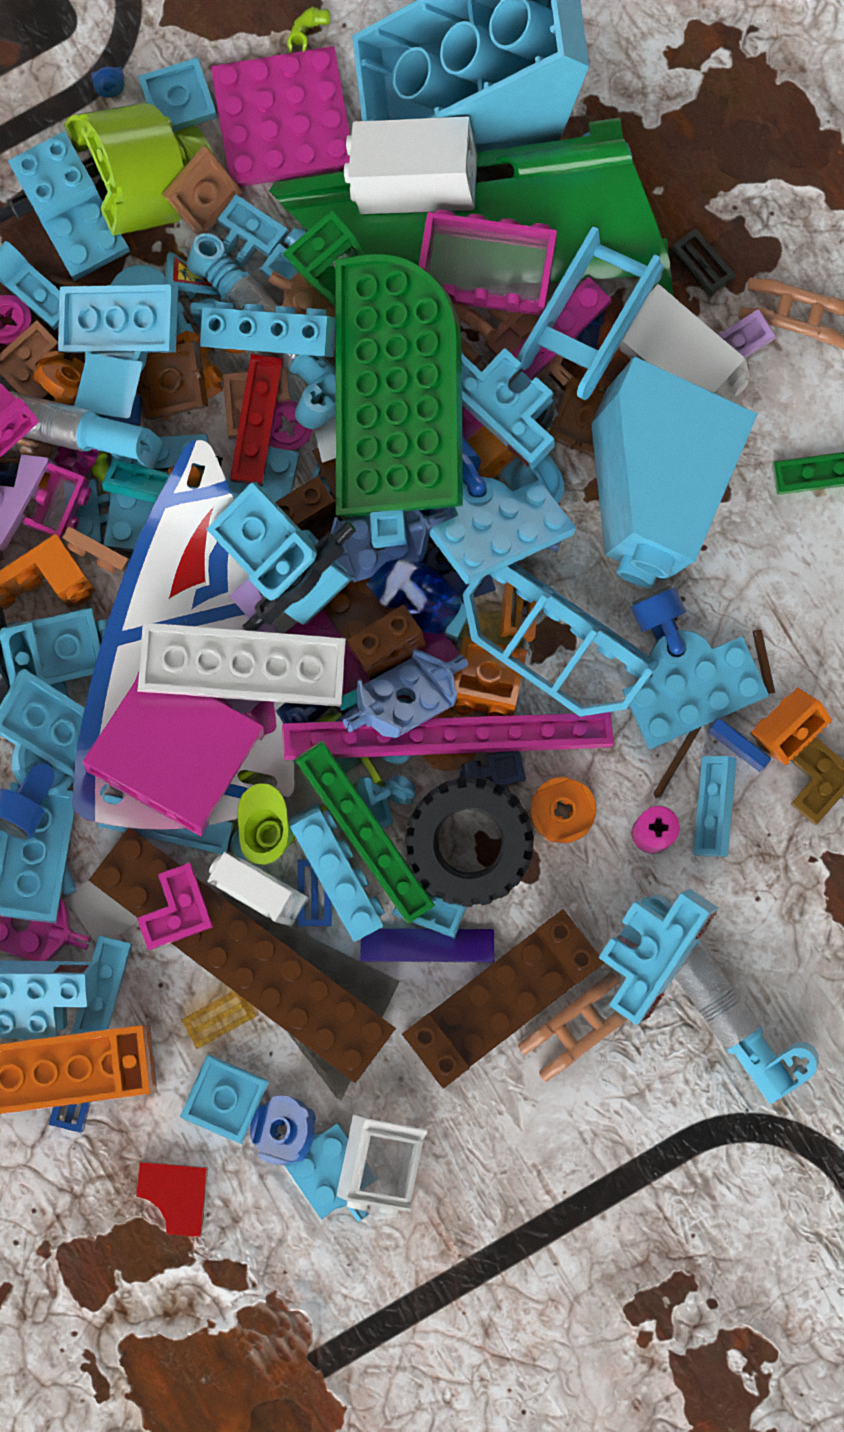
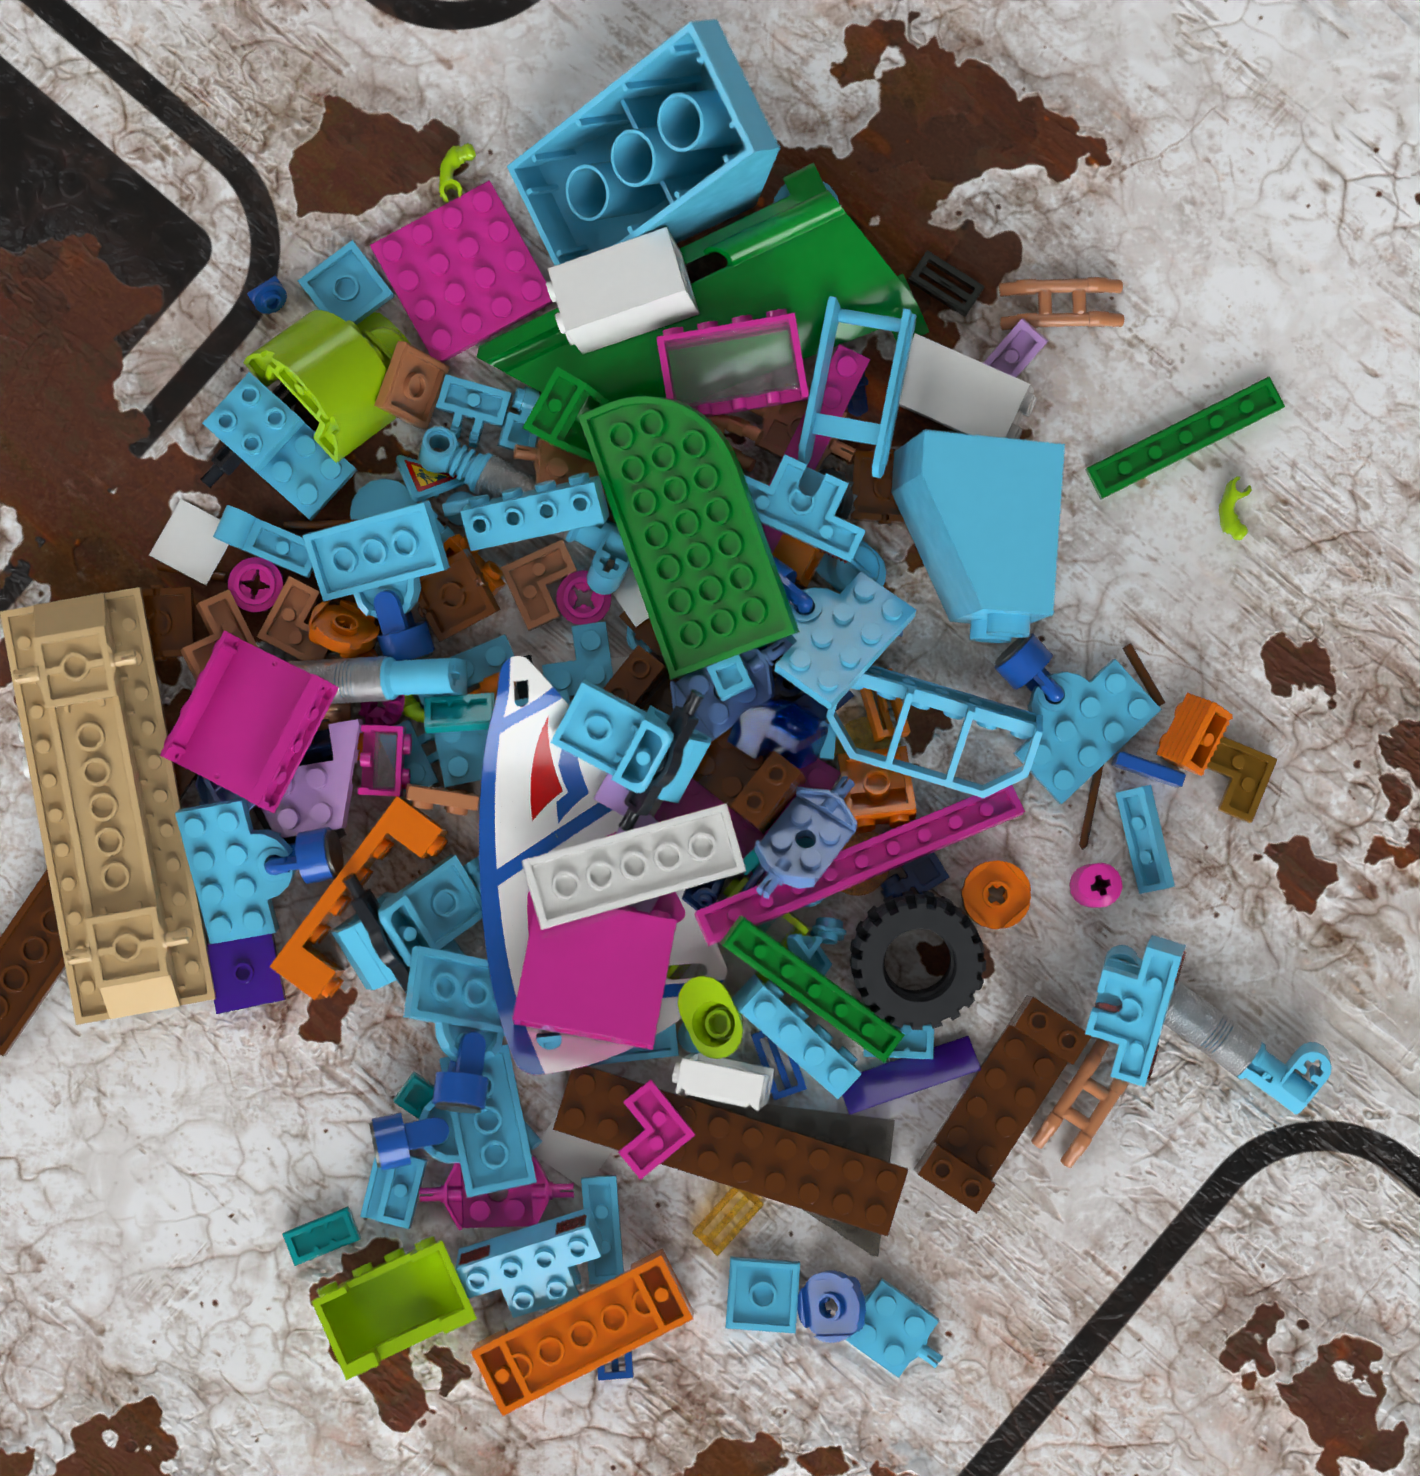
camera: 25 degrees left, 5 degrees up
(108, 385) = (393, 624): medium azure sticker -> none
(177, 1193) = (747, 1401): red tile -> none
(256, 420) = (553, 605): red plate -> none
(380, 1165) = (939, 1306): white window -> none

